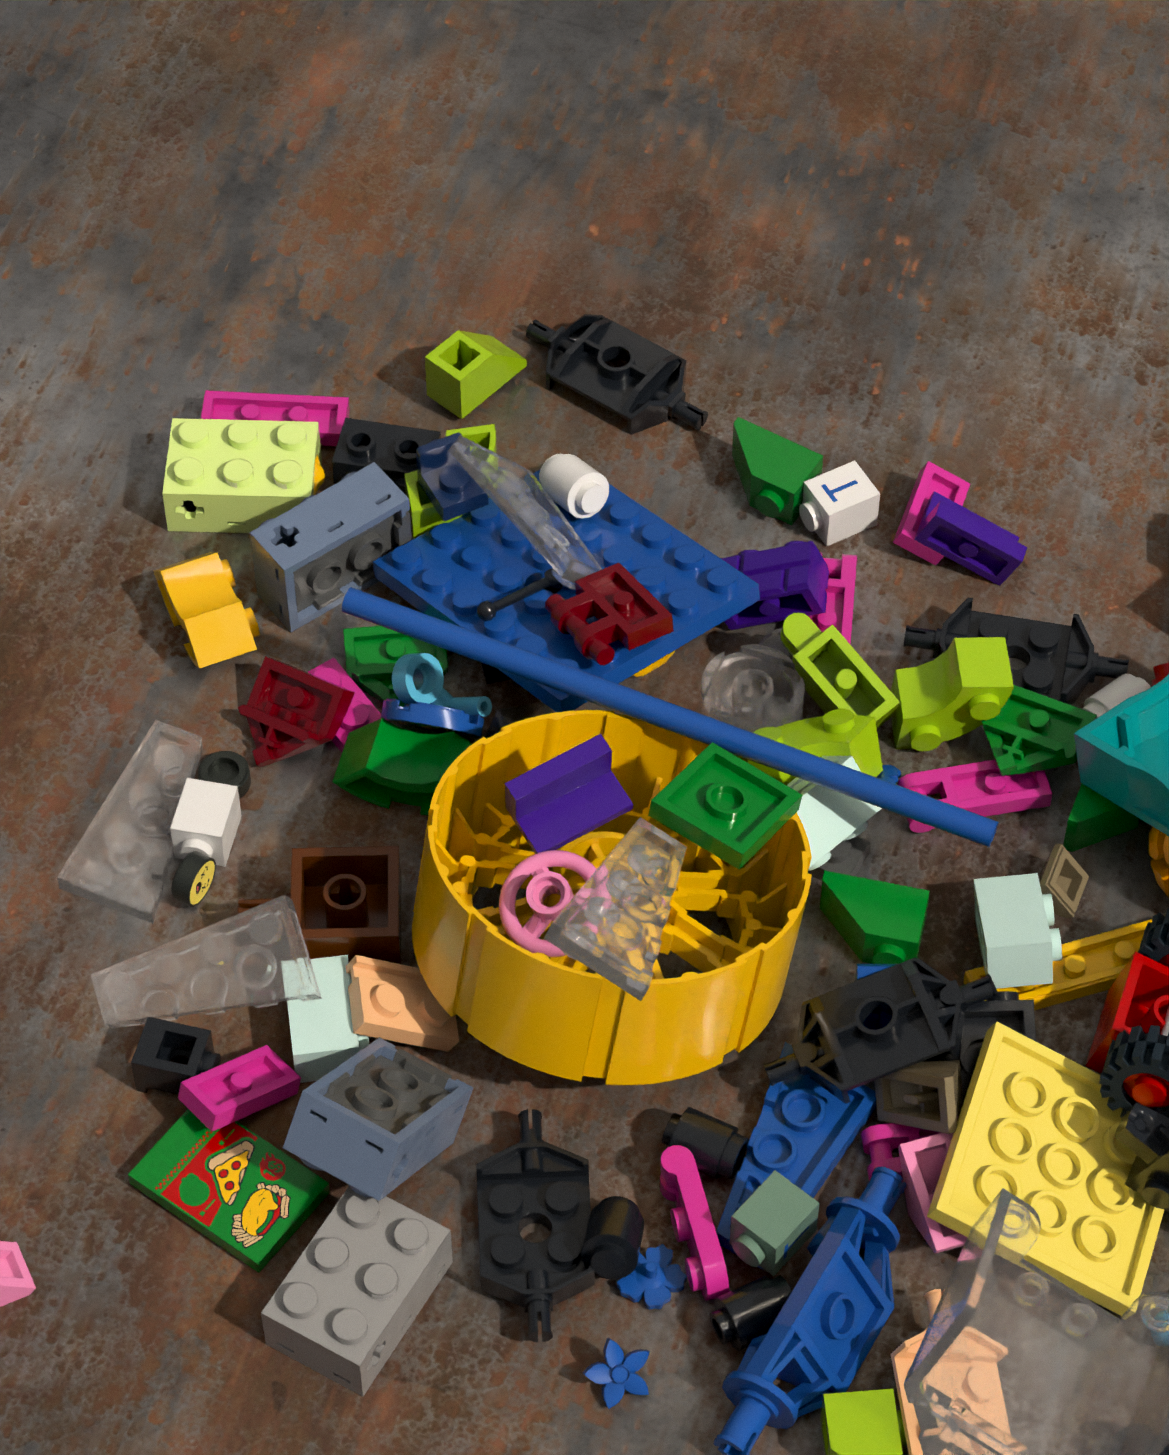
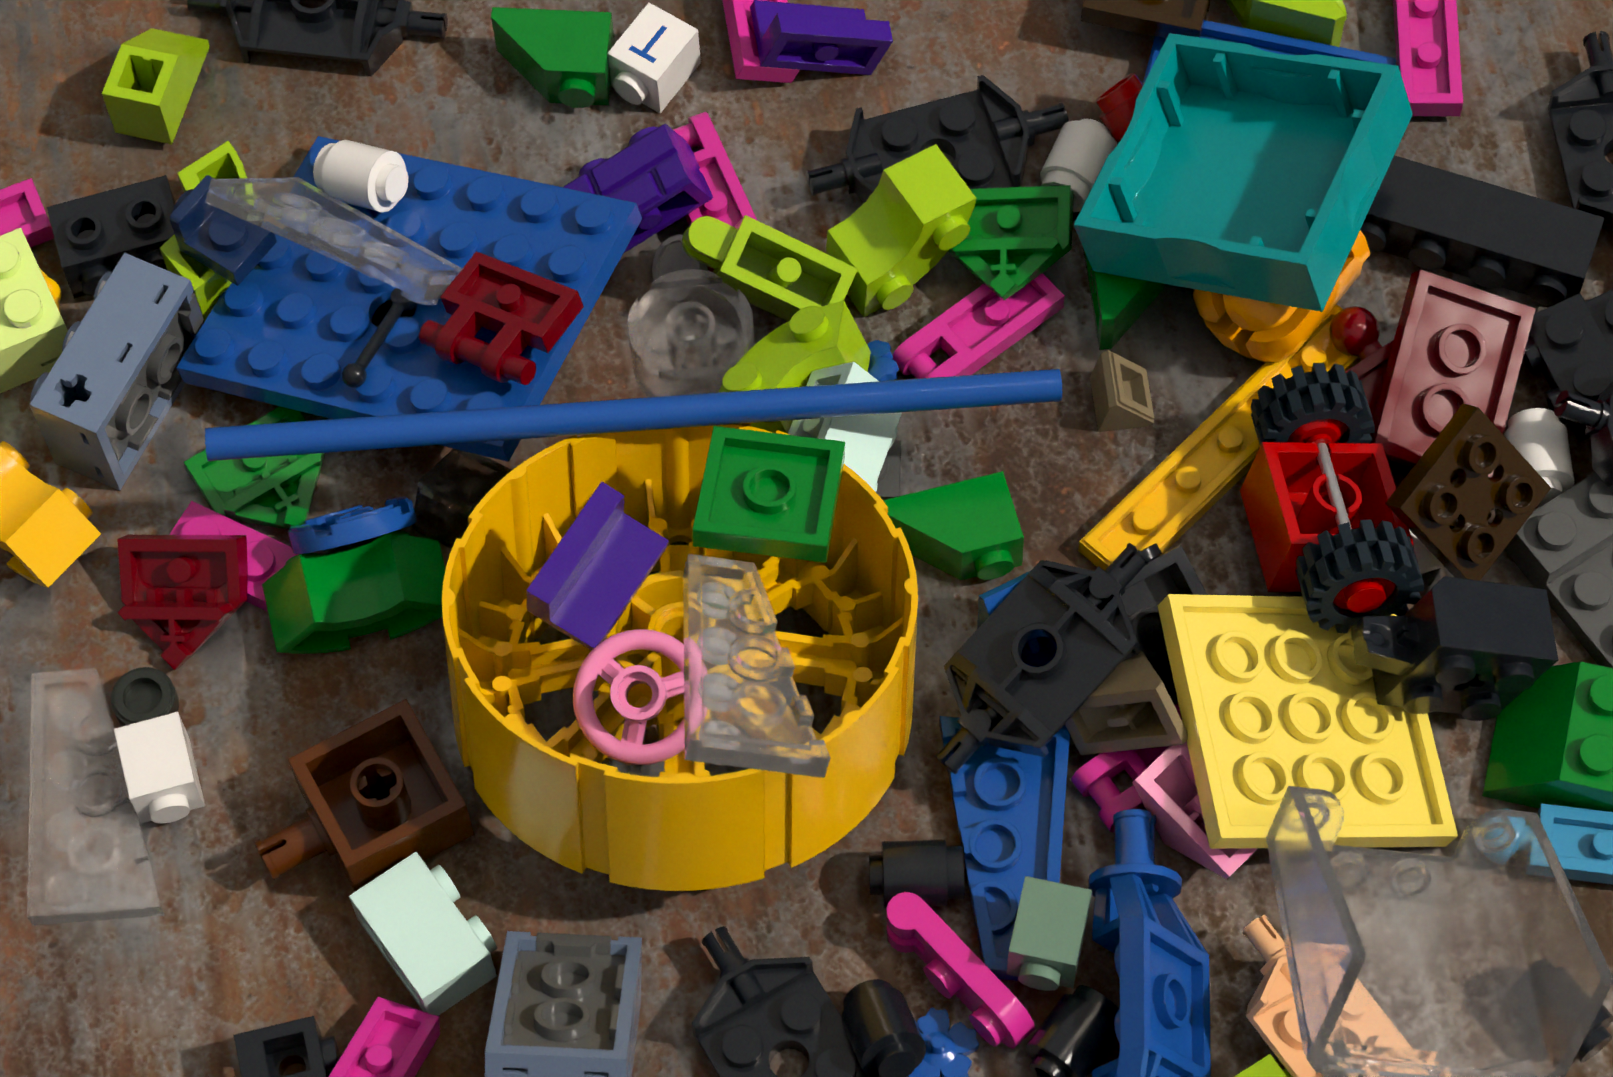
camera: 25 degrees left, 10 degrees up
(193, 878) = (183, 842): pearl dark grey tile -> none
(227, 965) = (283, 937): clear wing -> none
(397, 1005) = (500, 881): light nougat plate -> none
(421, 679) = (313, 489): medium azure plate -> none
(1015, 930) = (1113, 473): light aqua brick -> none

